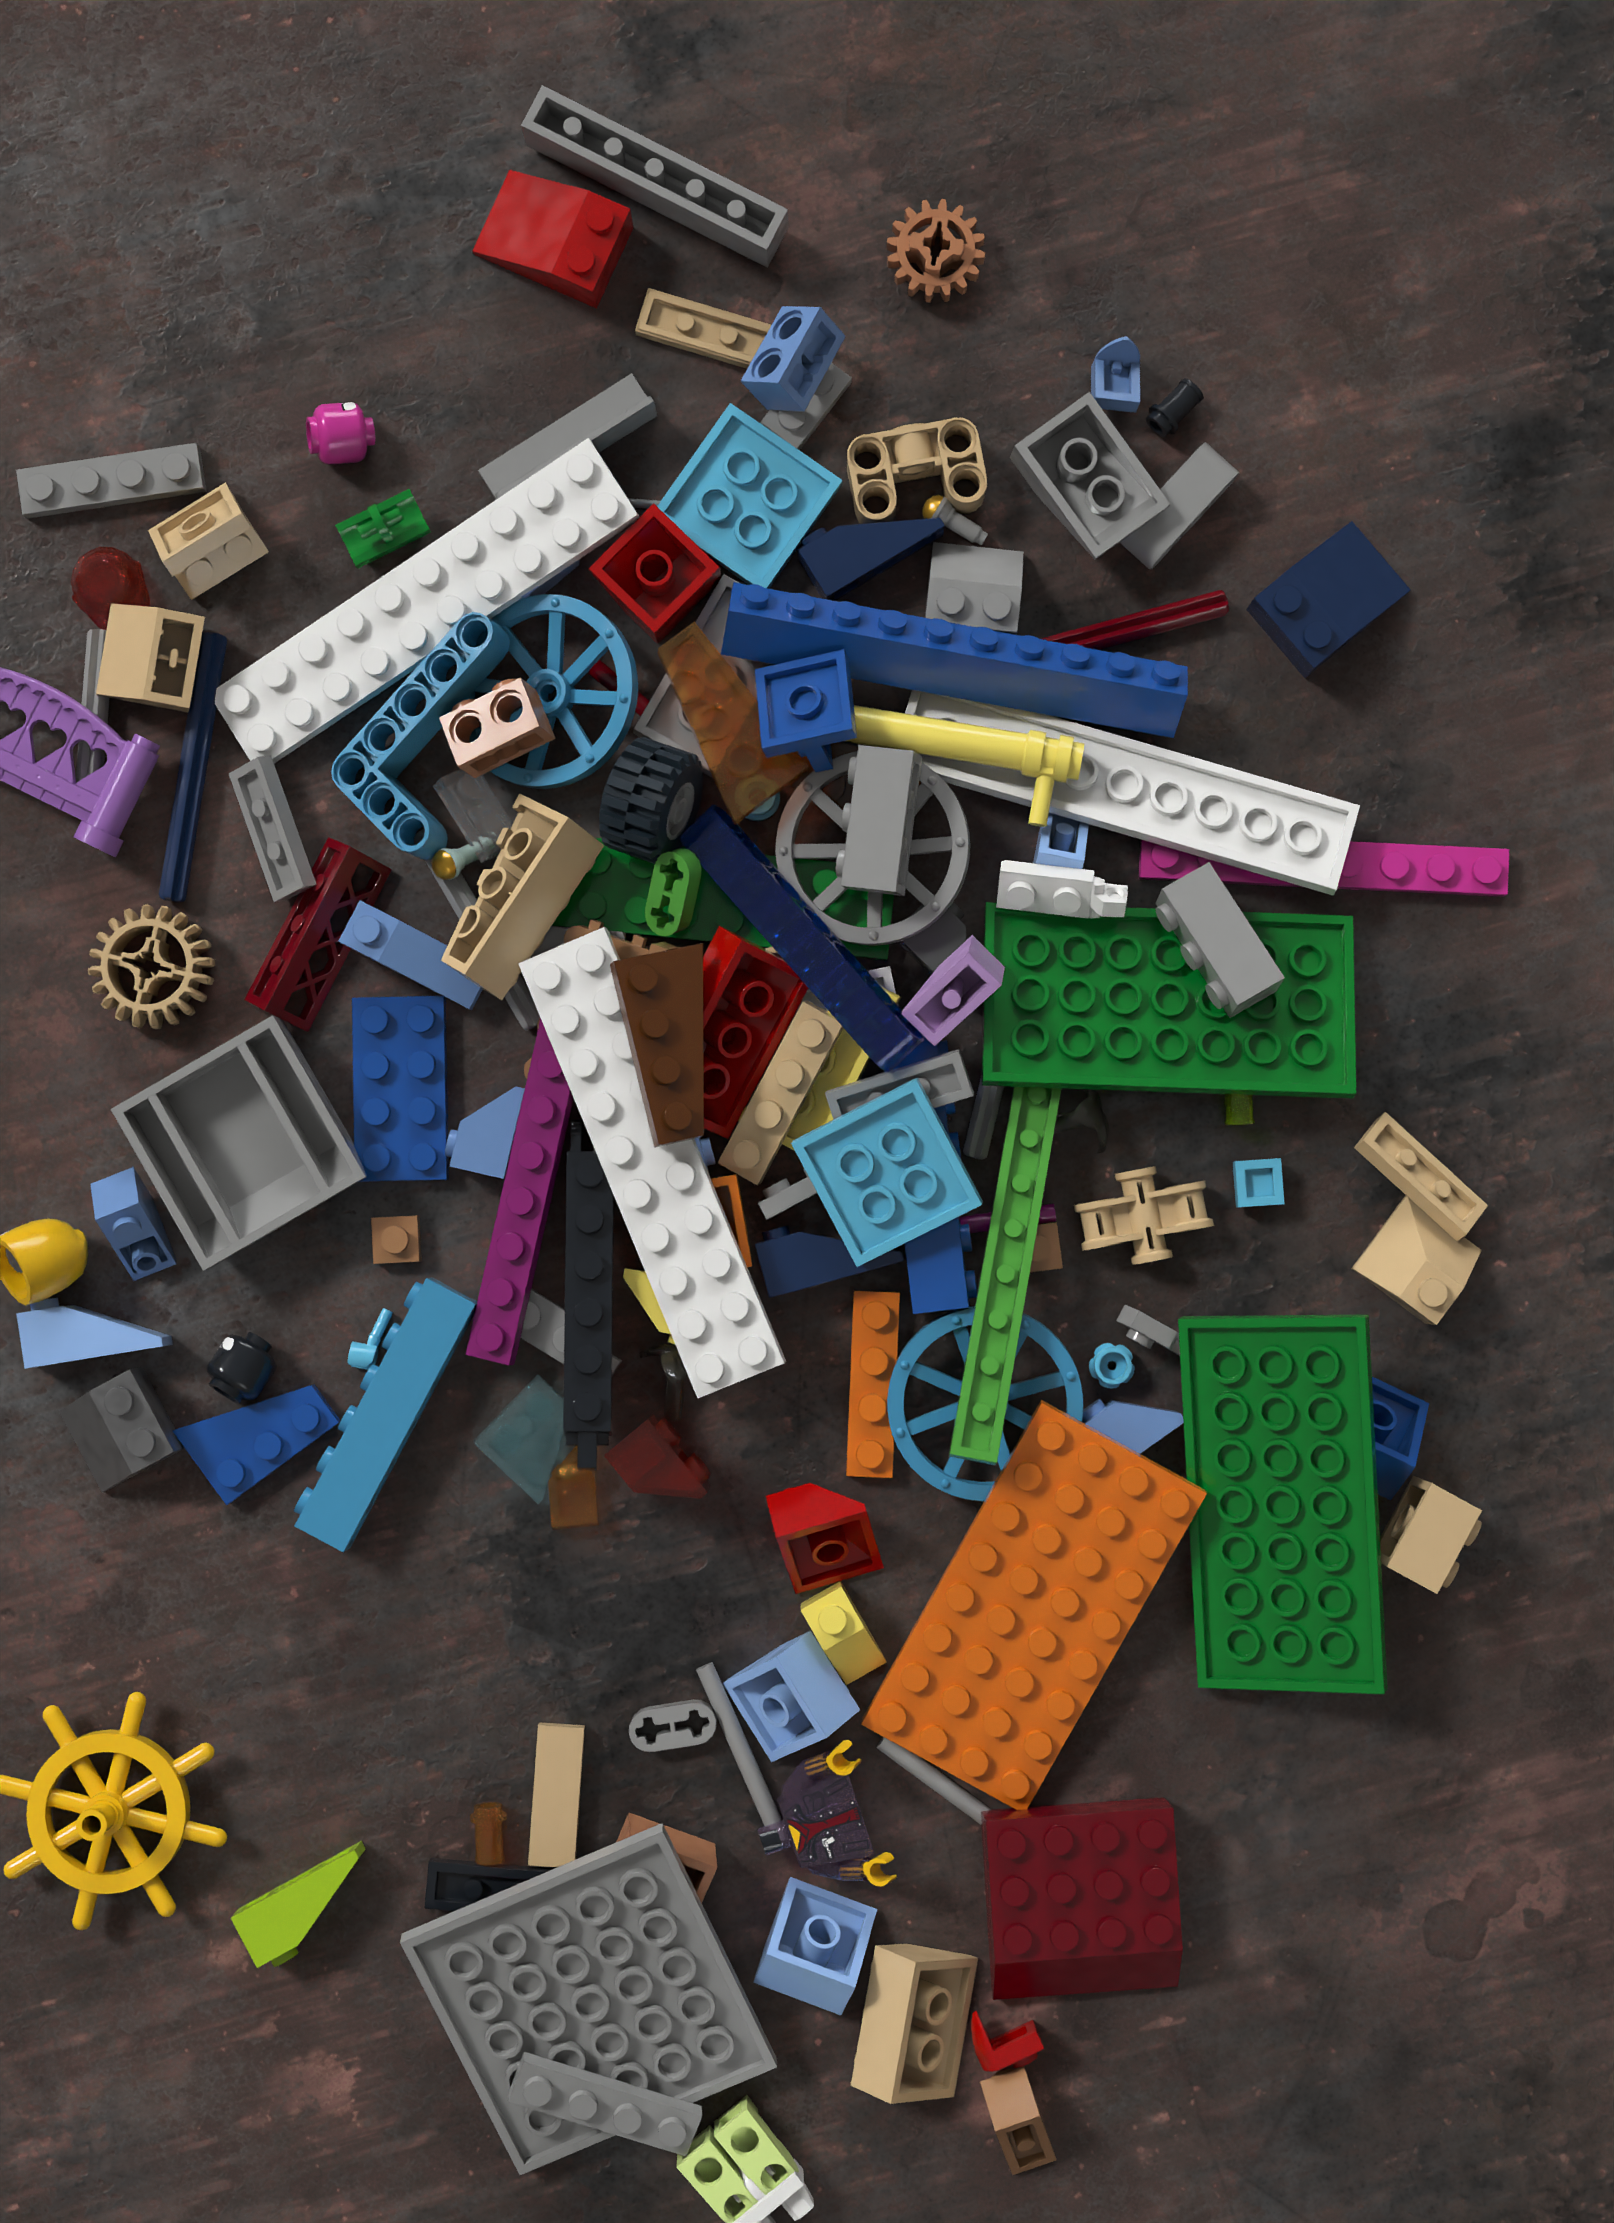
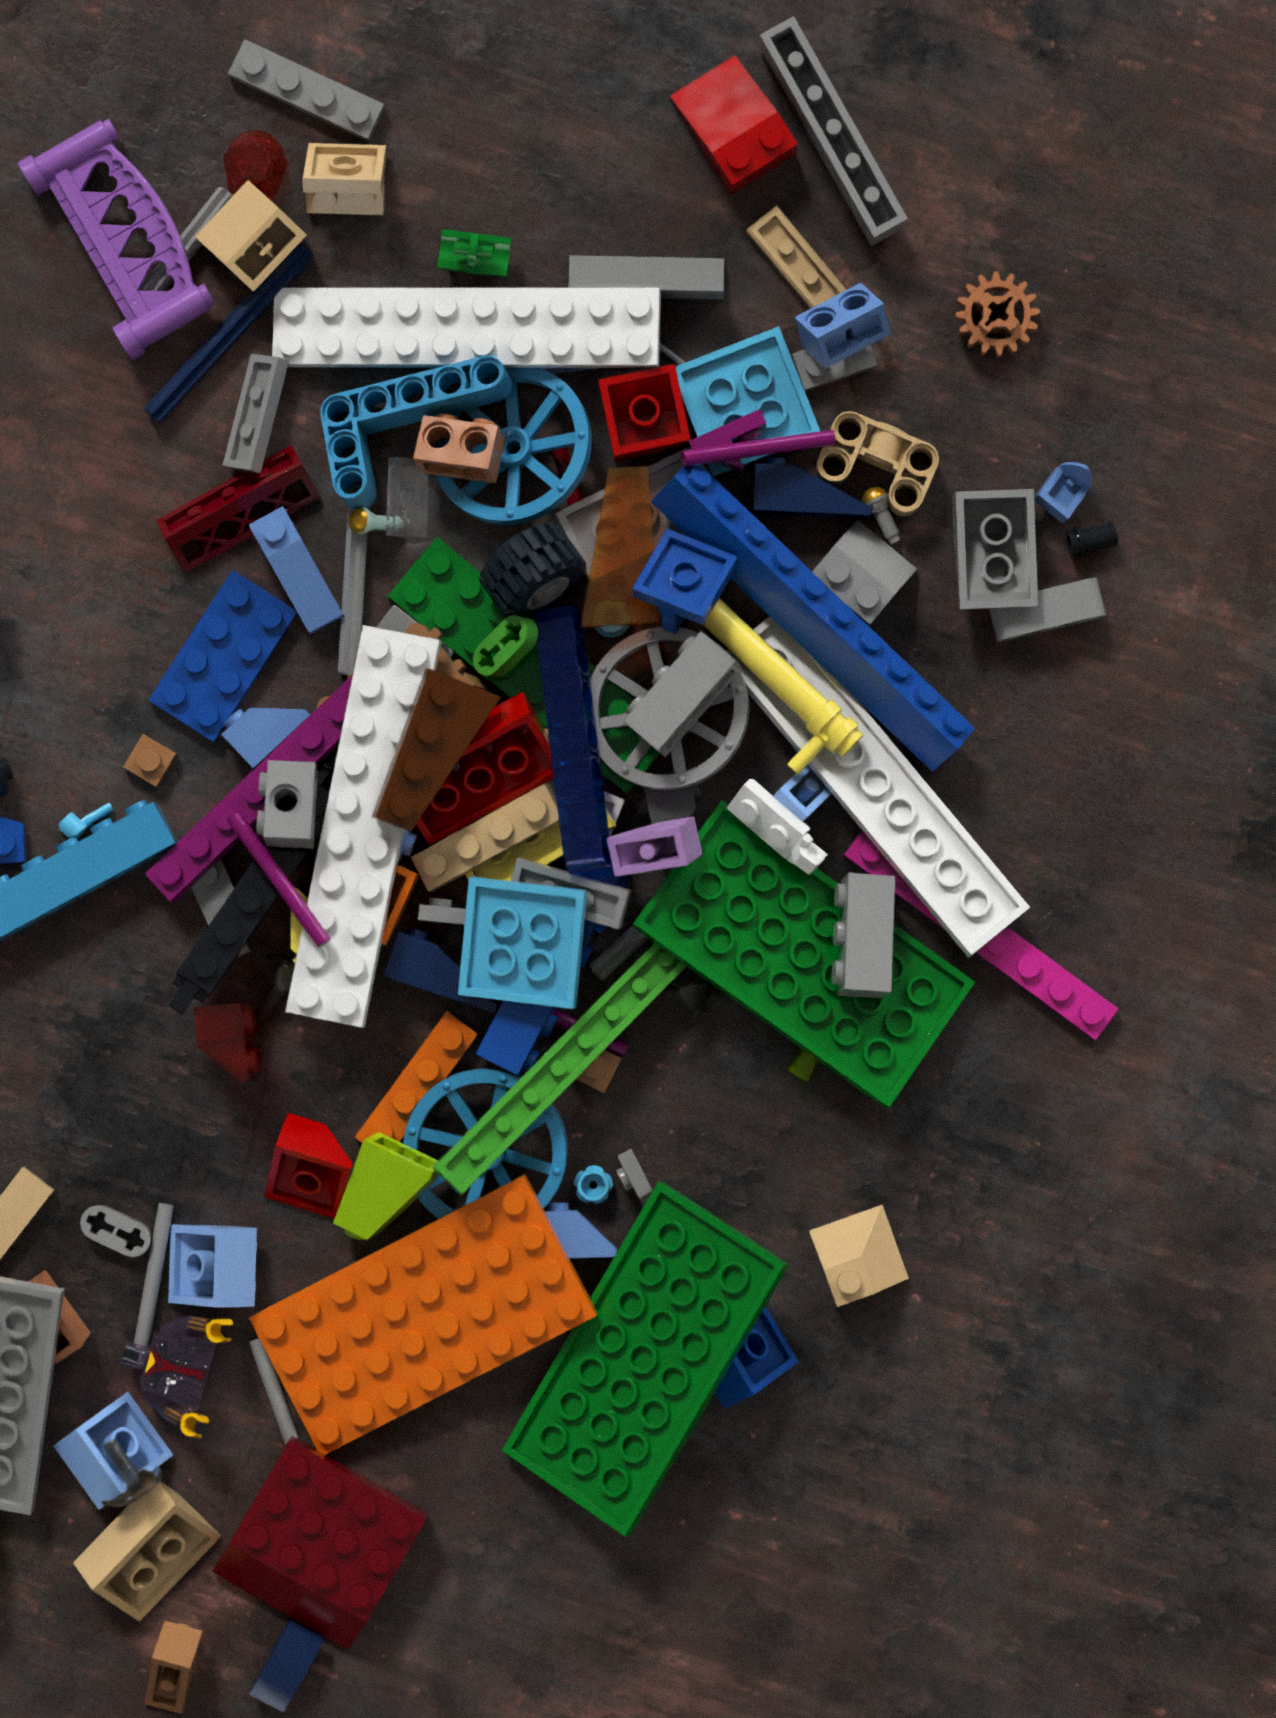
camera: 30 degrees right, 0 degrees up
(156, 946) = (92, 467): tan gear -> none
(240, 1141) = (87, 620): light grey slope -> none
(339, 433) = (489, 165): dark pink head -> none
(520, 896) = (396, 578): tan wedge -> none
(526, 1437) = (148, 960): clear light blue wing -> none
(572, 1495) = (153, 1023): clear orange slope -> none
(585, 1207) = (296, 826): none -> light grey brick
(603, 1271) = (279, 879): none -> magenta piece
(750, 554) = (742, 430): none -> magenta slope
(791, 530) = (758, 447): none -> magenta piece
(842, 1633) = (278, 1245): light yellow slope -> none
(864, 1966) = (137, 1482): none -> clear smoke plant
(907, 1505) = (382, 1185): none -> lime slope
(1012, 2048) = (204, 1614): red plate -> none
(1127, 1218) = (698, 1100): tan axle -> none
(1129, 2043) = (286, 1666): none -> dark blue slope
(1147, 622) = (966, 676): dark red axle -> none
(1258, 1182) = (782, 1125): medium azure plate -> none
(1327, 599) = (1110, 746): dark blue slope -> none
(1421, 1176) = (899, 1197): tan plate -> none
(1428, 1534) = (732, 1450): tan brick -> none

